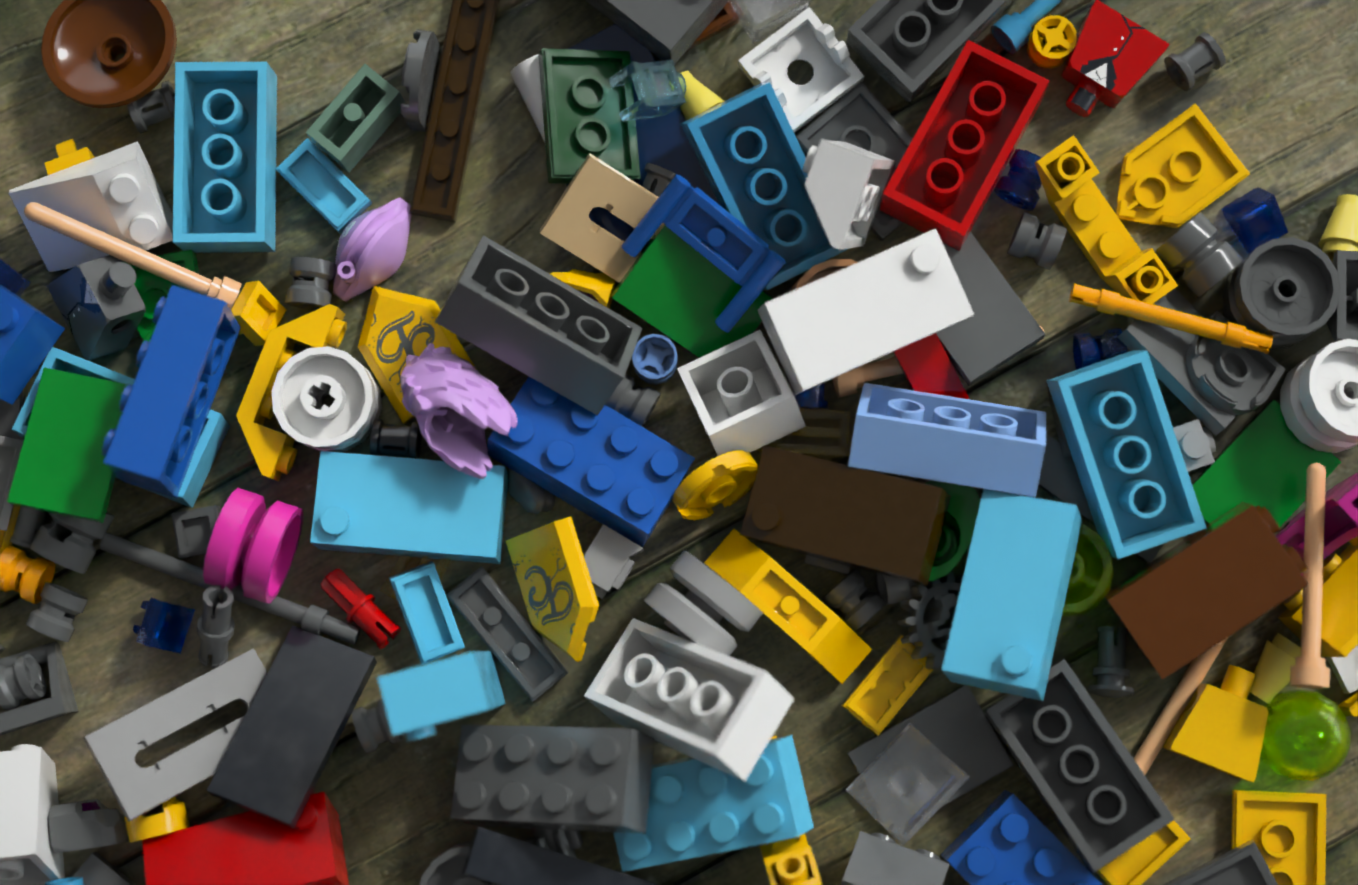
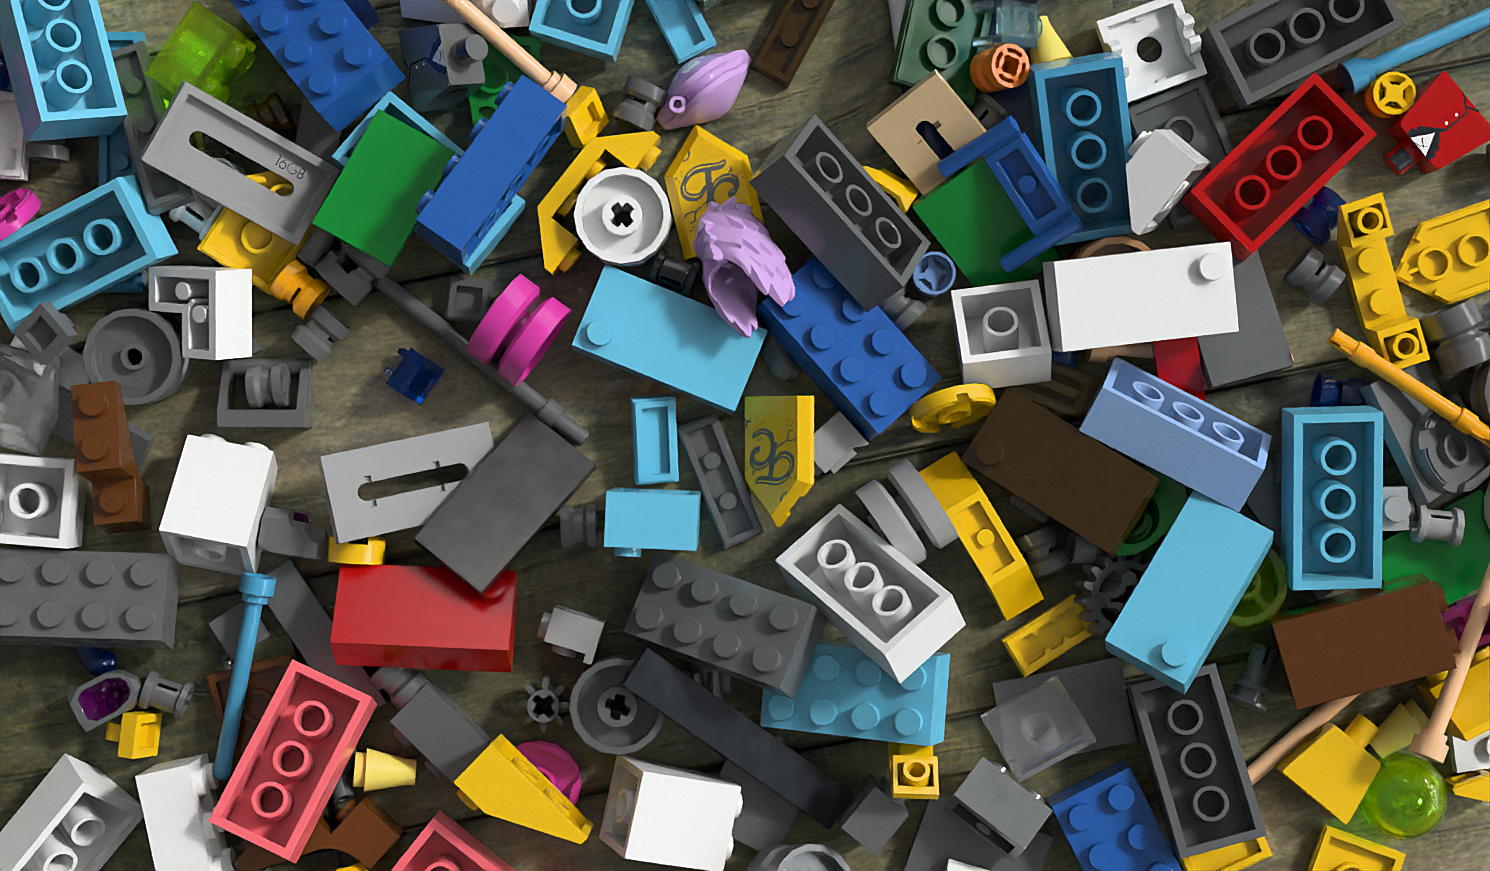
camera: 20 degrees right, 5 degrees up
(215, 626) = (462, 392): dark grey pin -> none
(359, 607) = (595, 415): red axle -> none
(403, 837) = (572, 632): none -> light grey brick
(651, 142) = (999, 68): none -> orange wheel
(1242, 449) = (1437, 525): none -> light grey bush

